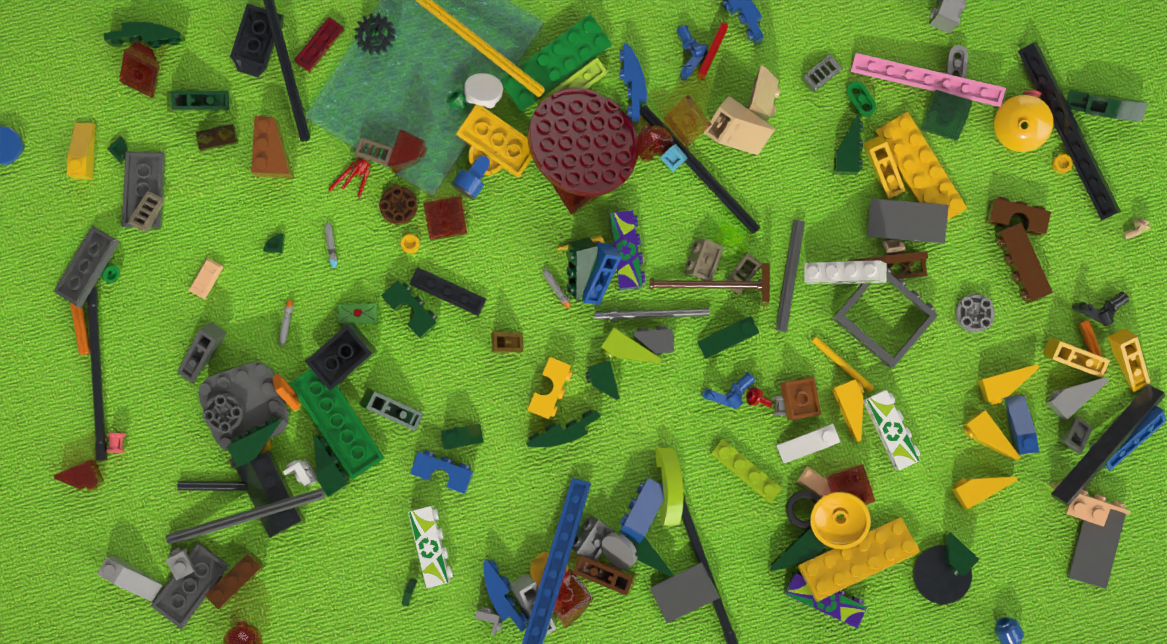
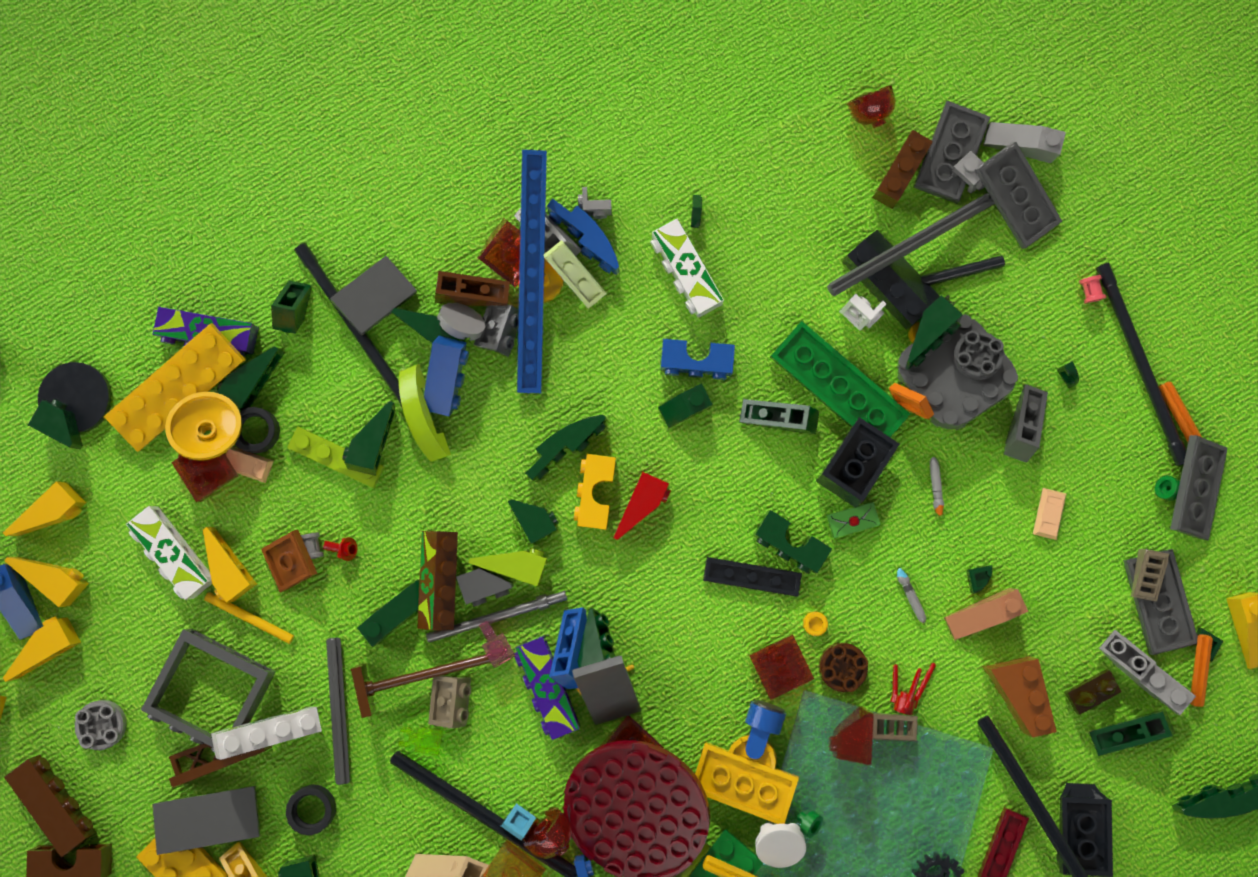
camera: 165 degrees right, 0 degrees up
(82, 476) = (1119, 239): clear red slope -> none
(131, 131) = (1201, 669): none -> orange axle
(140, 69) = (1218, 753): clear red slope -> none
(150, 533) = (1018, 195): none -> dark grey tile
(156, 381) = (1069, 374): none -> dark green tile
(173, 141) = (1146, 673): none -> light grey slope
(278, 216) = (986, 613): none -> nougat slope
(329, 473) = (831, 322): dark green slope -> none
(506, 342) = (662, 533): pearl gold slope -> none
(513, 372) = (645, 499): none -> red slope
(519, 564) = (574, 274): none -> yellowish green tile
(556, 288) = (609, 606): light grey piece -> none
(580, 235) = (607, 690): none -> dark grey tile
(656, 290) = (497, 647): none -> clear pink plate
(689, 353) = (437, 580): none -> reddish brown brick
(717, 471) = (368, 445): none -> dark green slope
(733, 397) = (371, 541): blue pin -> none
(752, 601) = (290, 307): none -> dark green slope
(753, 260) = (400, 709): dark tan slope -> none
(808, 443) = (267, 510): white slope -> none
(828, 193) = (292, 814): none -> black tyre
(893, 246) = (217, 782): tan slope -> none

